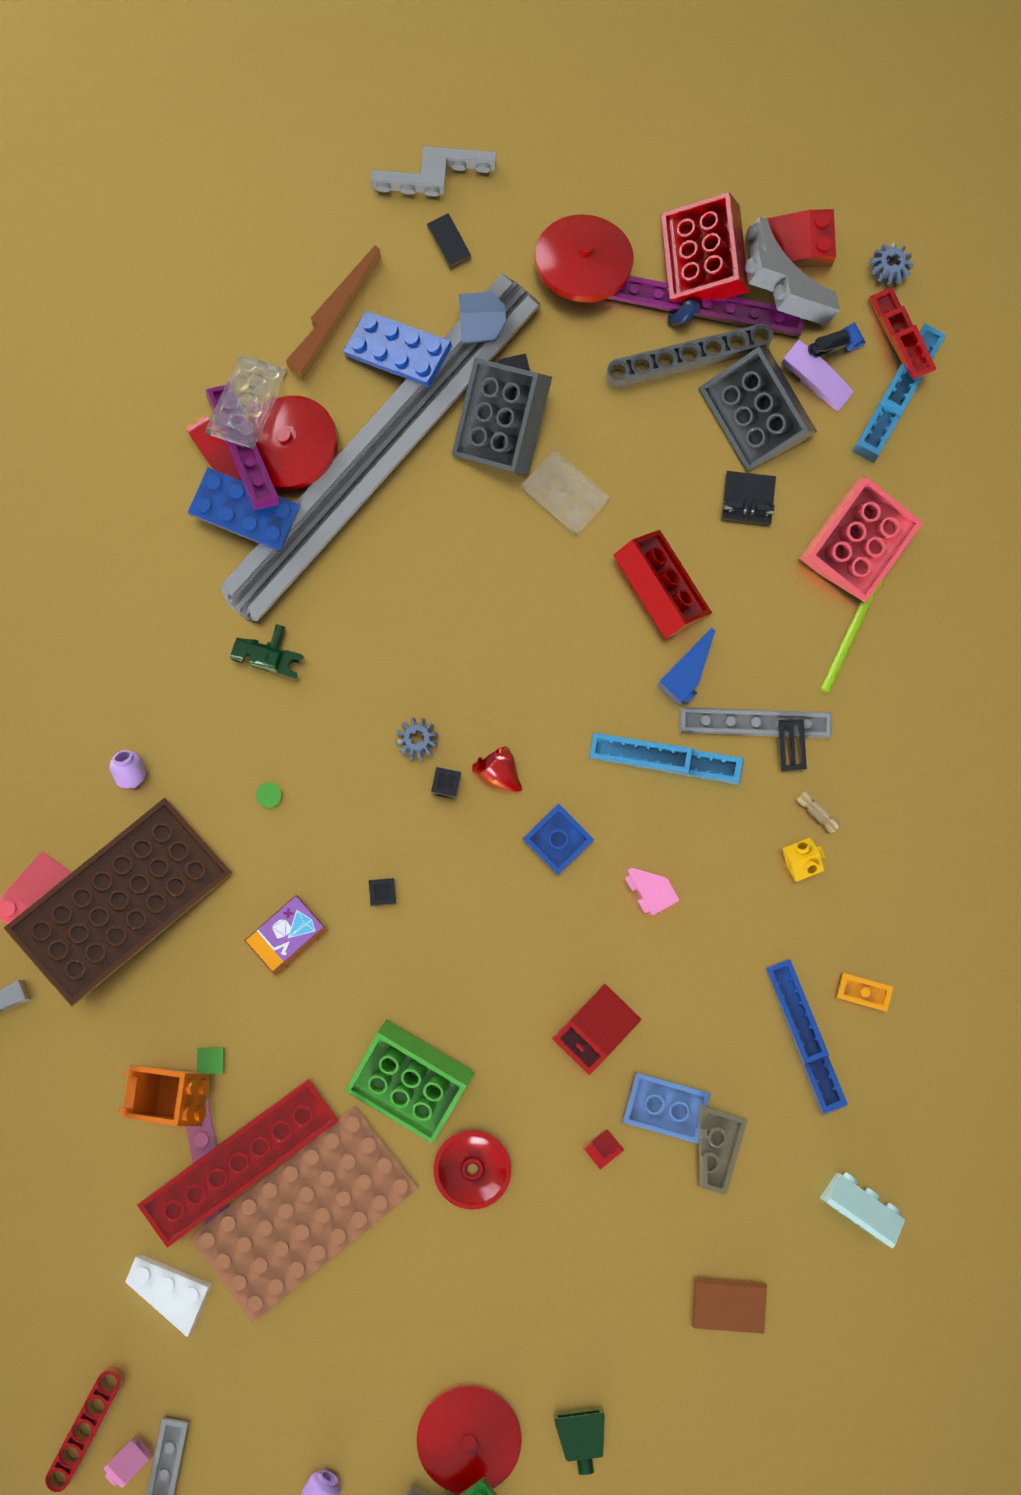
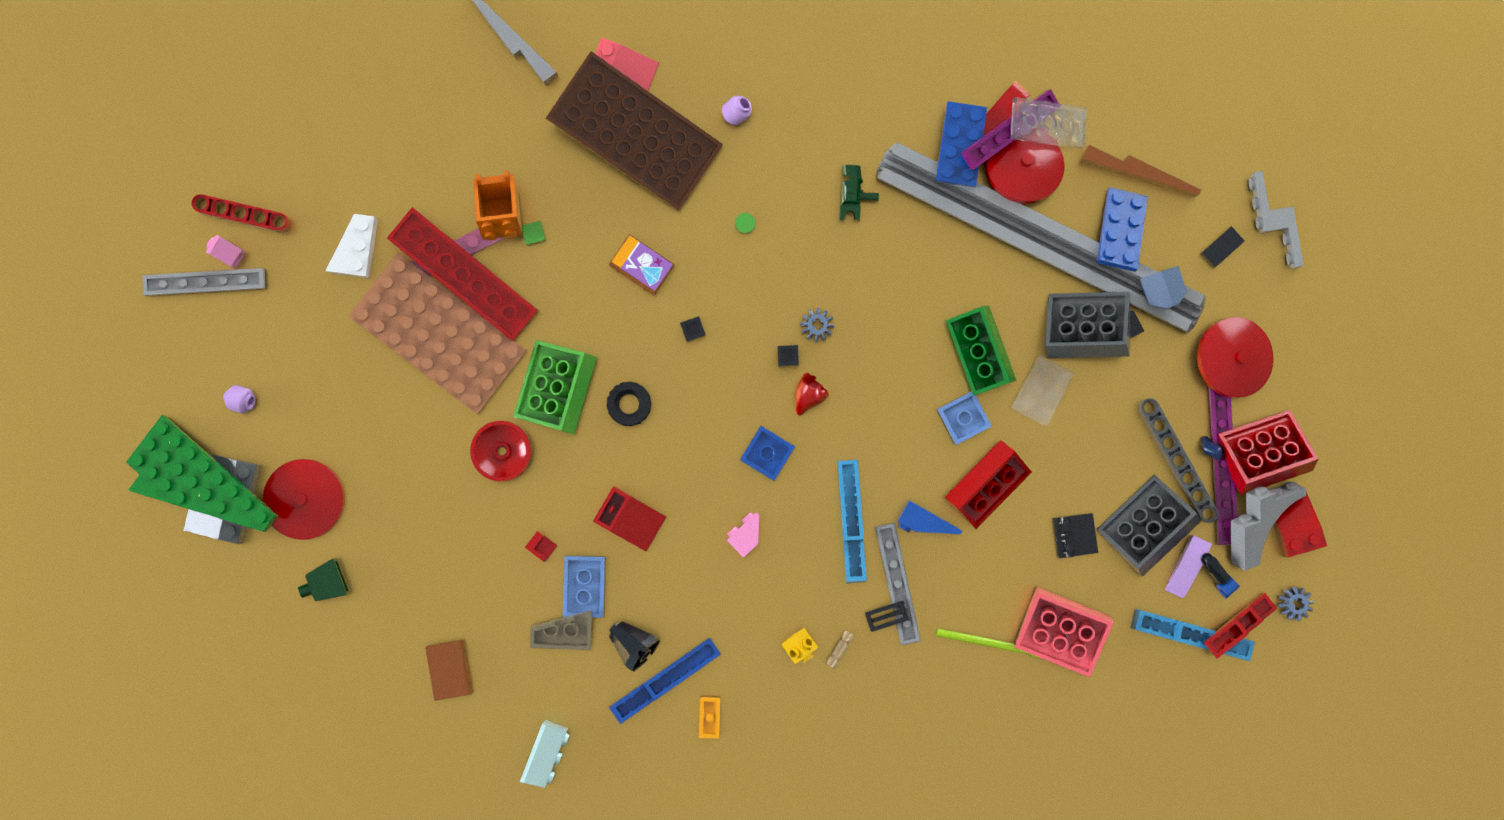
camera: 75 degrees right, 5 degrees up
(435, 988) = (621, 390): none -> black tyre
(499, 550) = (981, 350): none -> green slope
(575, 592) = (964, 418): none -> medium blue plate
(752, 1064) = (632, 644): none -> black cone

